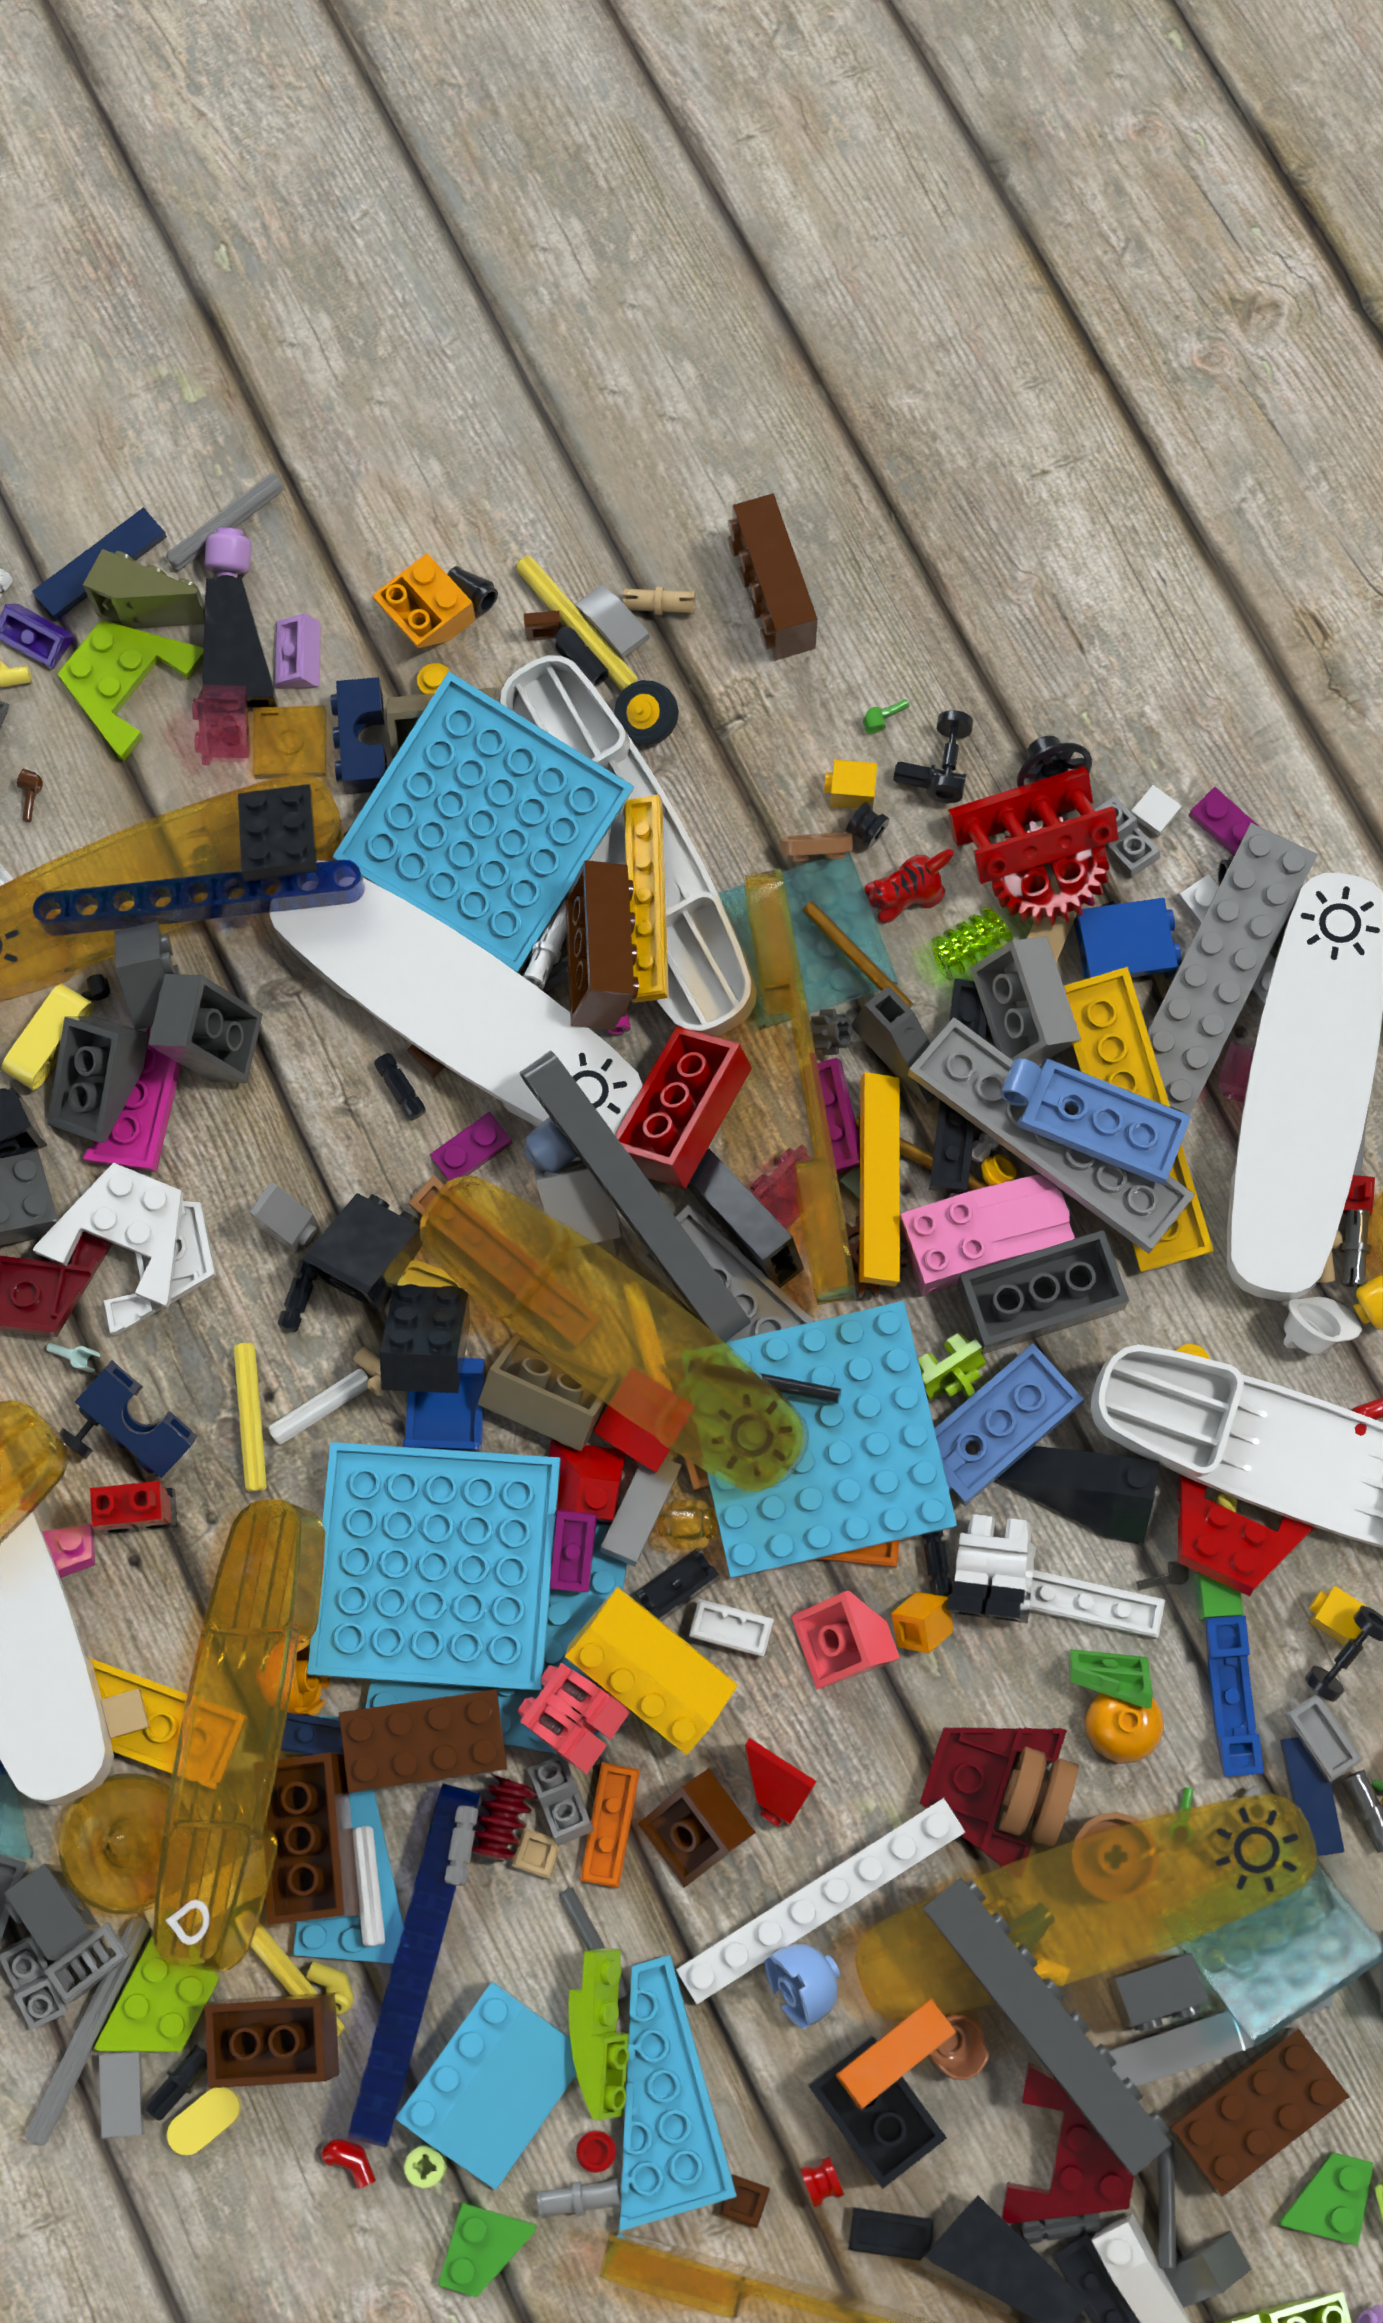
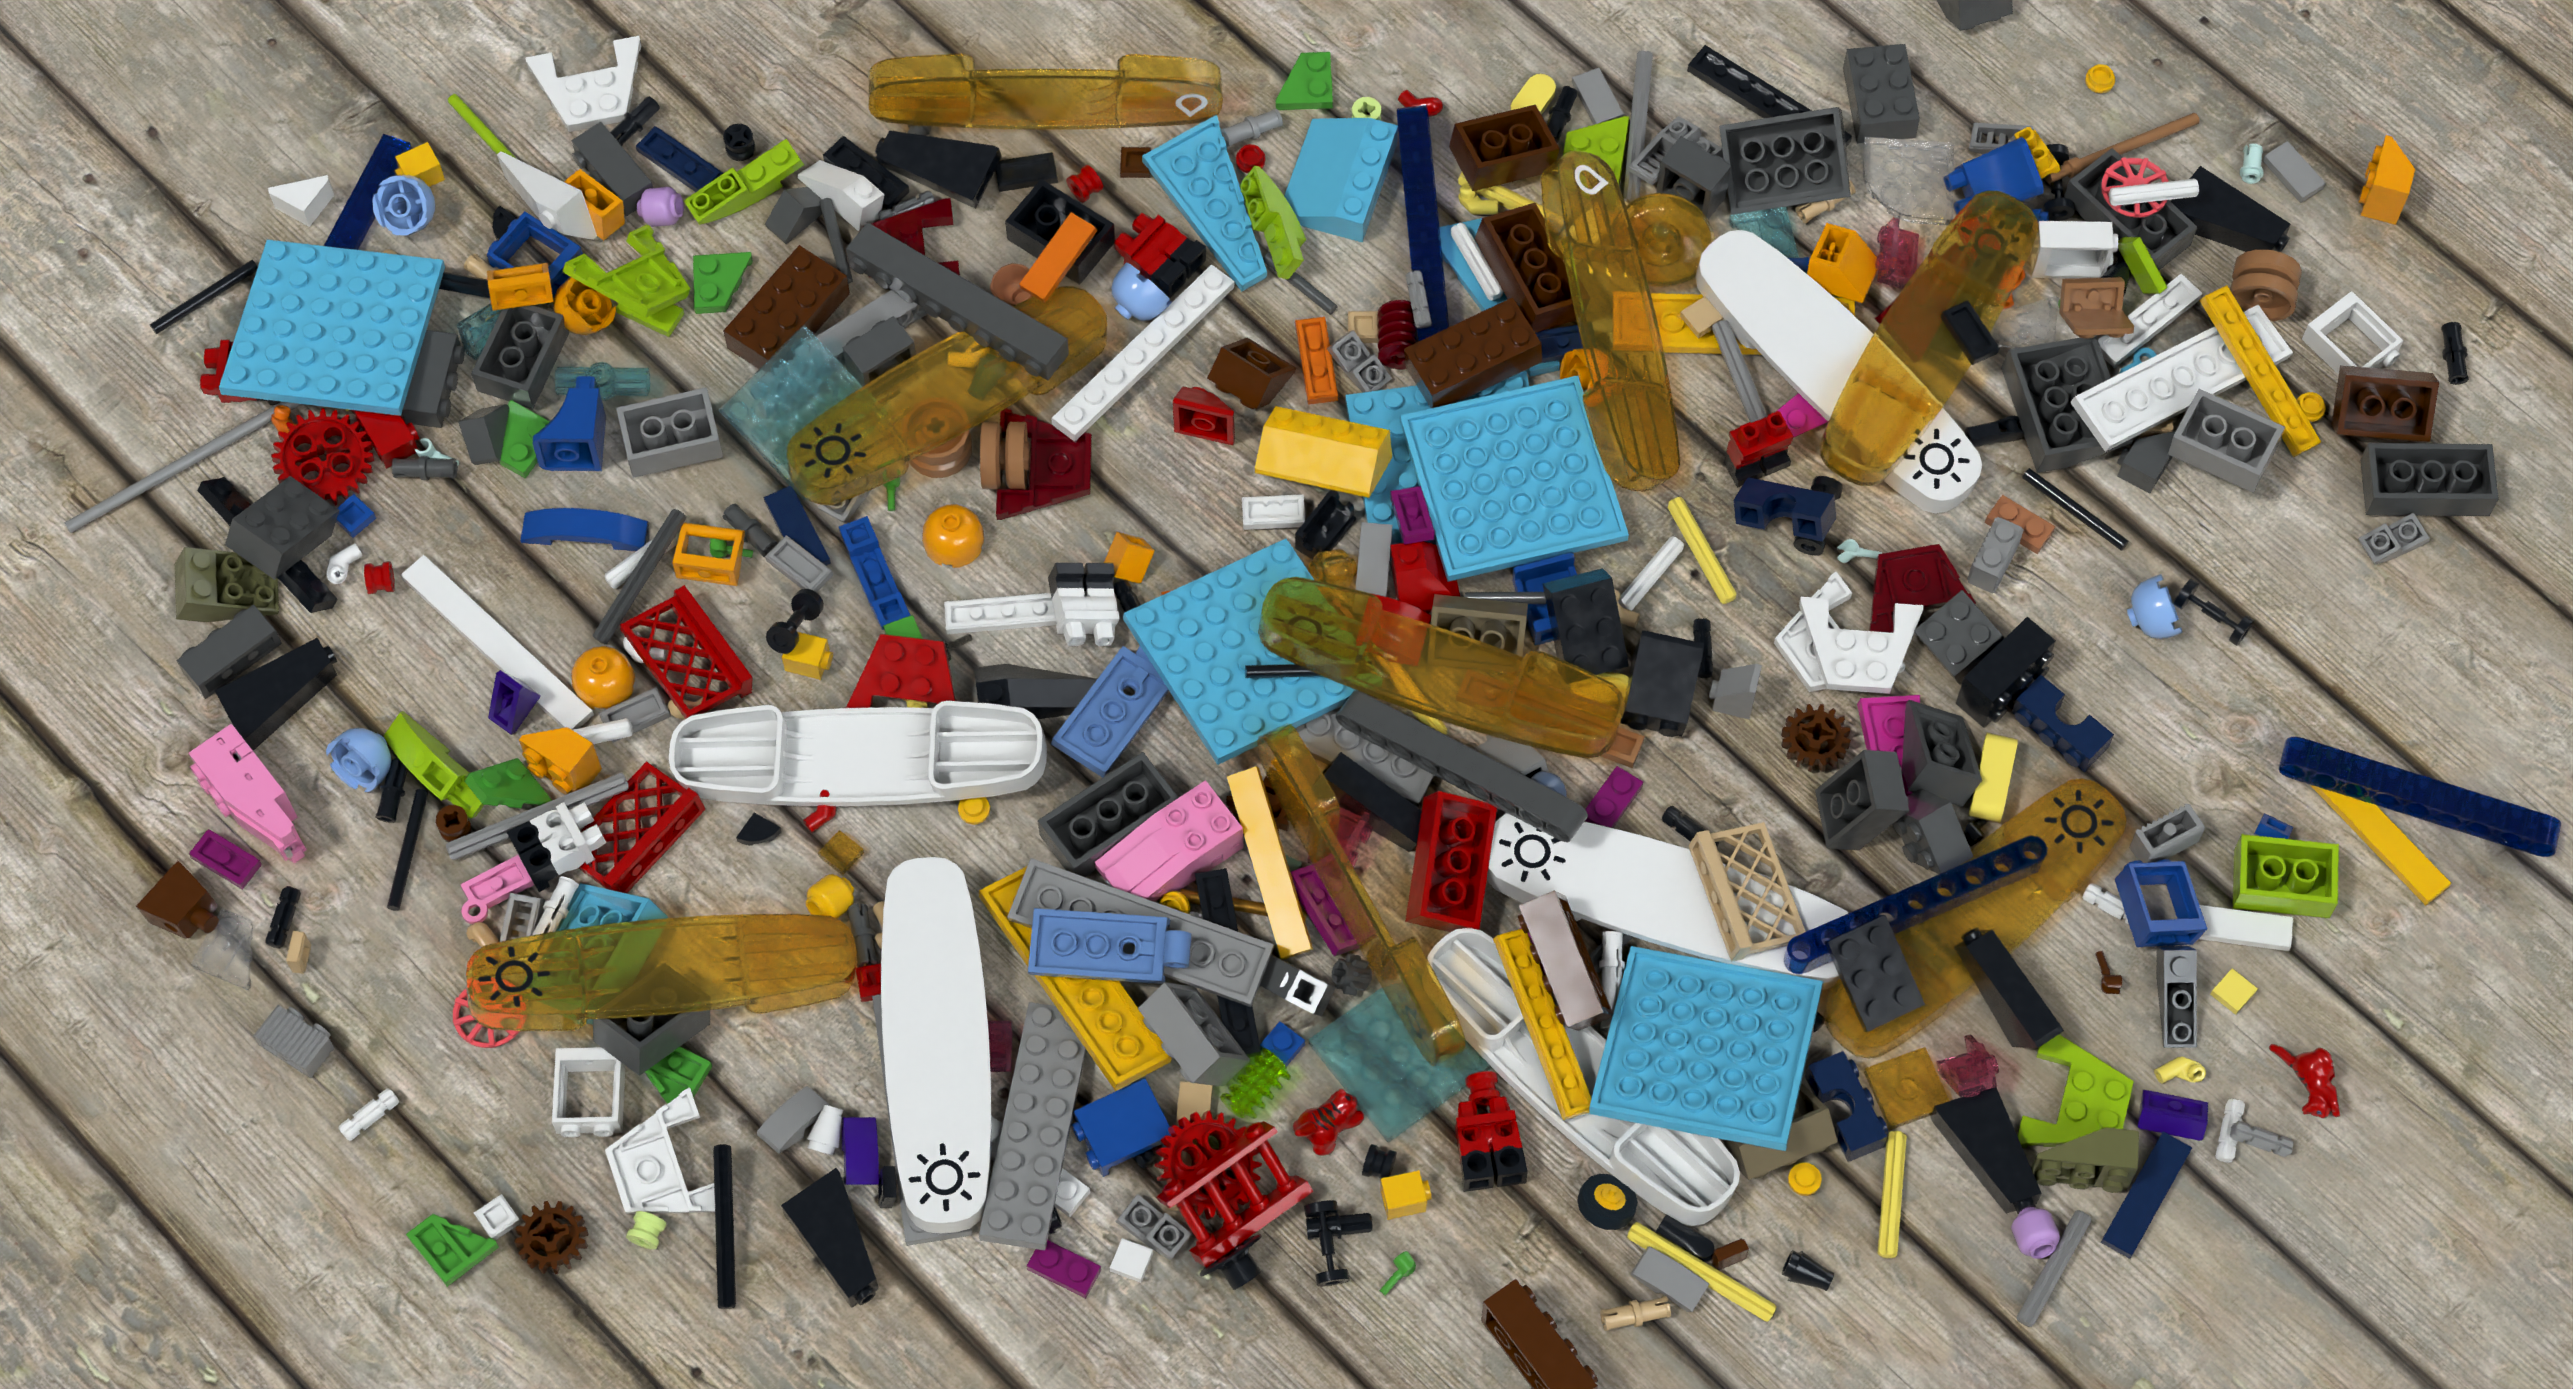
camera: 160 degrees right, 10 degrees down
(111, 1620) = (1738, 371): none -> light grey axle
(145, 776) = (2007, 990): none -> black slope
(212, 1156) = (1800, 740): none -> reddish brown gear
(297, 652) = (1935, 1169): lavender slope -> none
(350, 644) = (1892, 1194): none -> light yellow axle
(401, 965) = (1721, 890): none -> tan fence
(426, 603) = (1841, 1235): light orange slope -> none
(493, 1421) = (1519, 597): none -> dark grey bar
(570, 1713) = (1371, 397): coral hips -> none
(731, 867) = (1482, 1087): none -> red wheel
(742, 819) = (1489, 1133): none -> hips
(765, 2050) = (1161, 253): none -> red hips
(802, 846) = (1417, 1132): medium nougat plate -> none
(843, 1639) = (1181, 522): coral slope -> none
(851, 950) = (1348, 1040): pearl gold bar -> none
(926, 988) = (1283, 1043): none -> blue plate
(954, 1372) = (1175, 735): lime hips -> none
(1113, 1674) = (971, 558): bright green wing -> none
(1319, 1324) = (873, 862): white piece -> none
(1355, 1361) = (841, 852): none -> clear yellow tile

